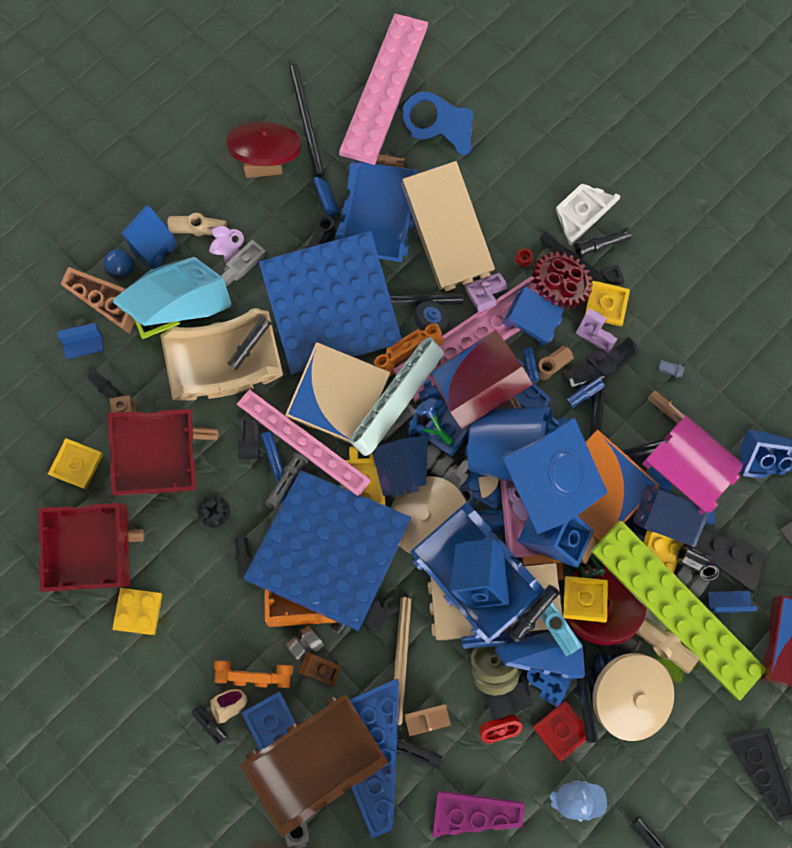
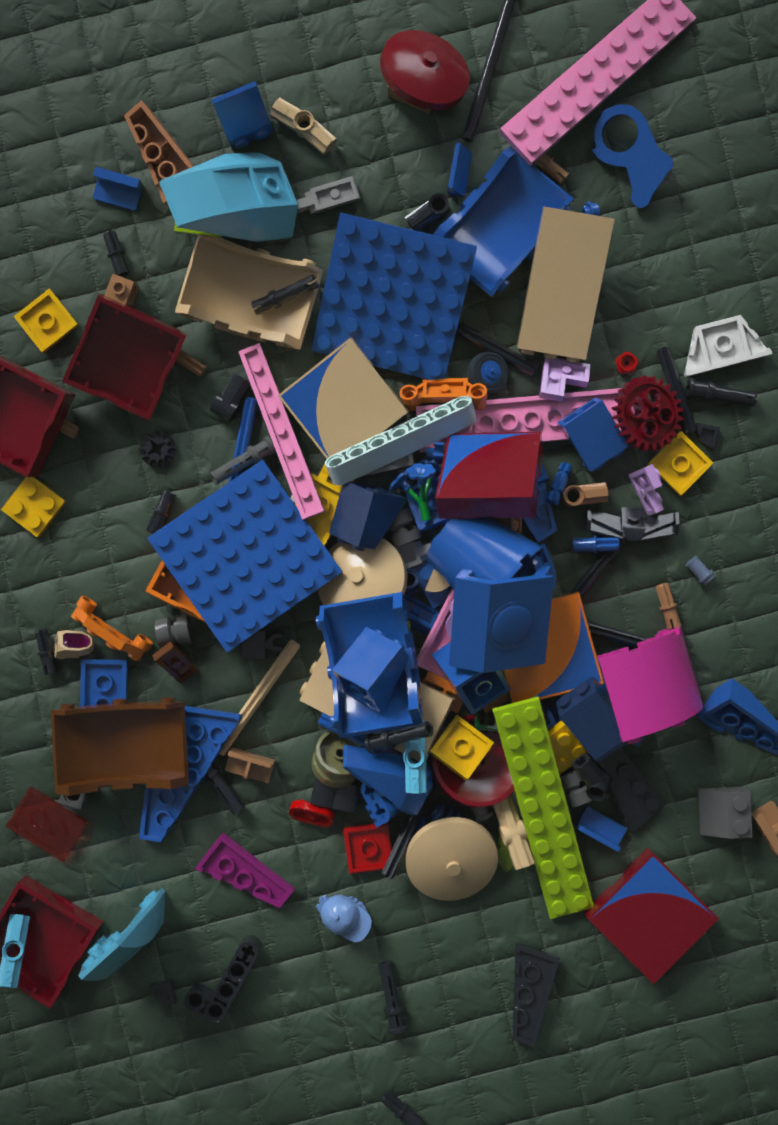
camera: 30 degrees right, 15 degrees up
(118, 263) = (198, 121): blue hair -> none
(223, 243) = (319, 164): lavender plate -> none

